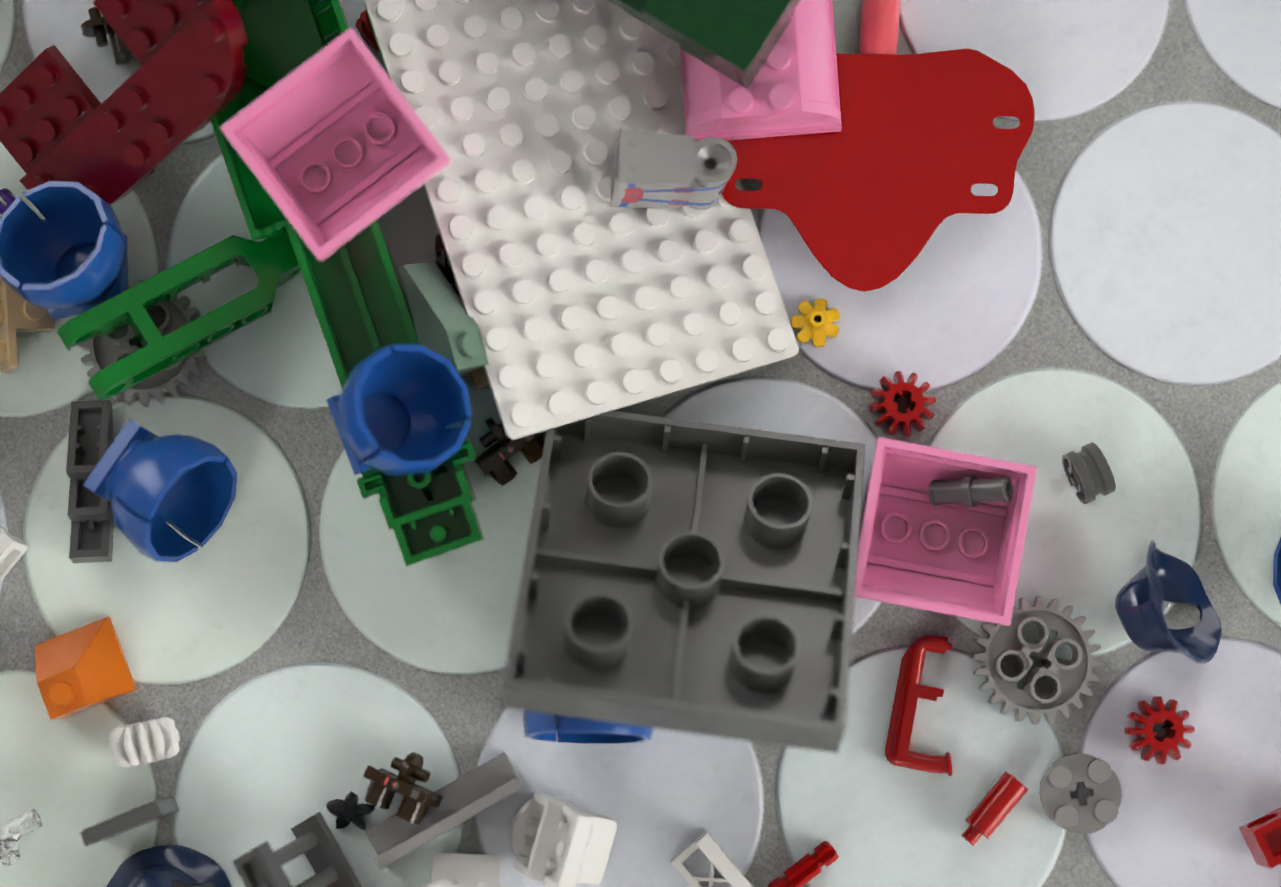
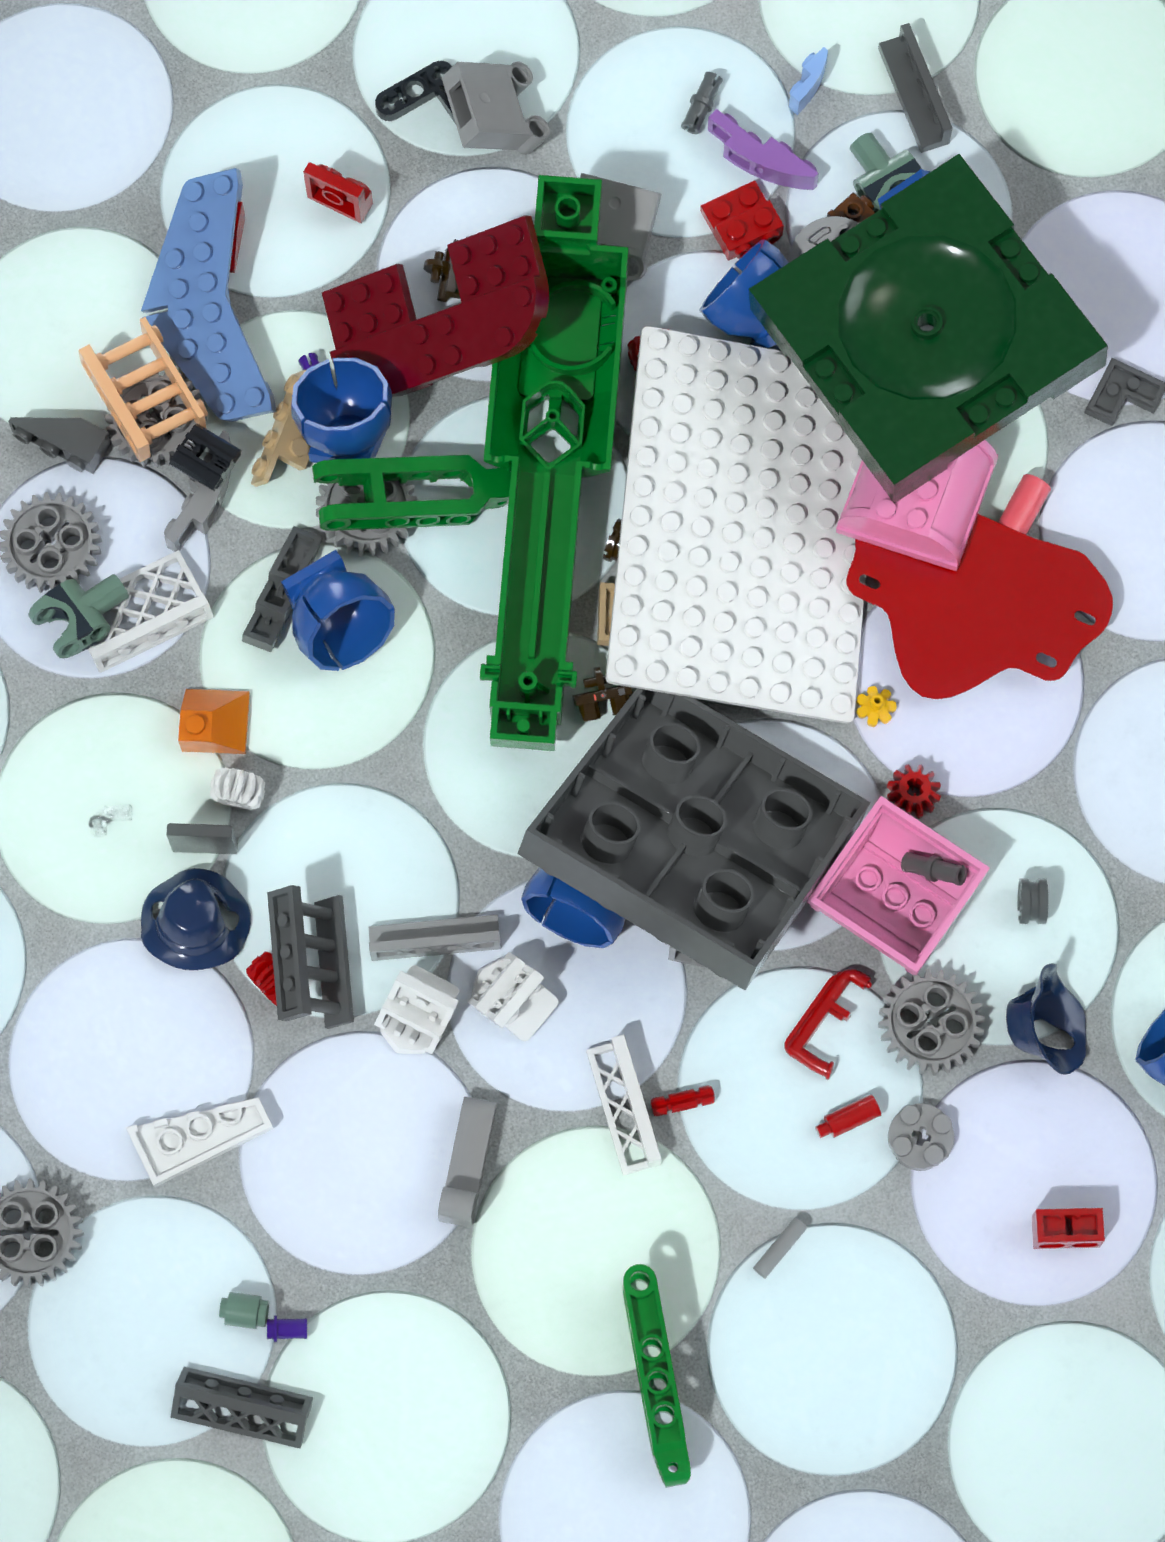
camera: 25 degrees right, 10 degrees down
(336, 144) = (577, 413): bright pink container -> none
(349, 811) = (364, 907): black plant -> none
(400, 411) = (537, 622): blue plate -> none
(416, 798) = (415, 902): dark brown hips -> none
(442, 318) = (594, 583): sand green slope -> none
(669, 170) = (812, 541): light grey piece -> none
(1159, 746) = (1001, 1125): red gear -> none

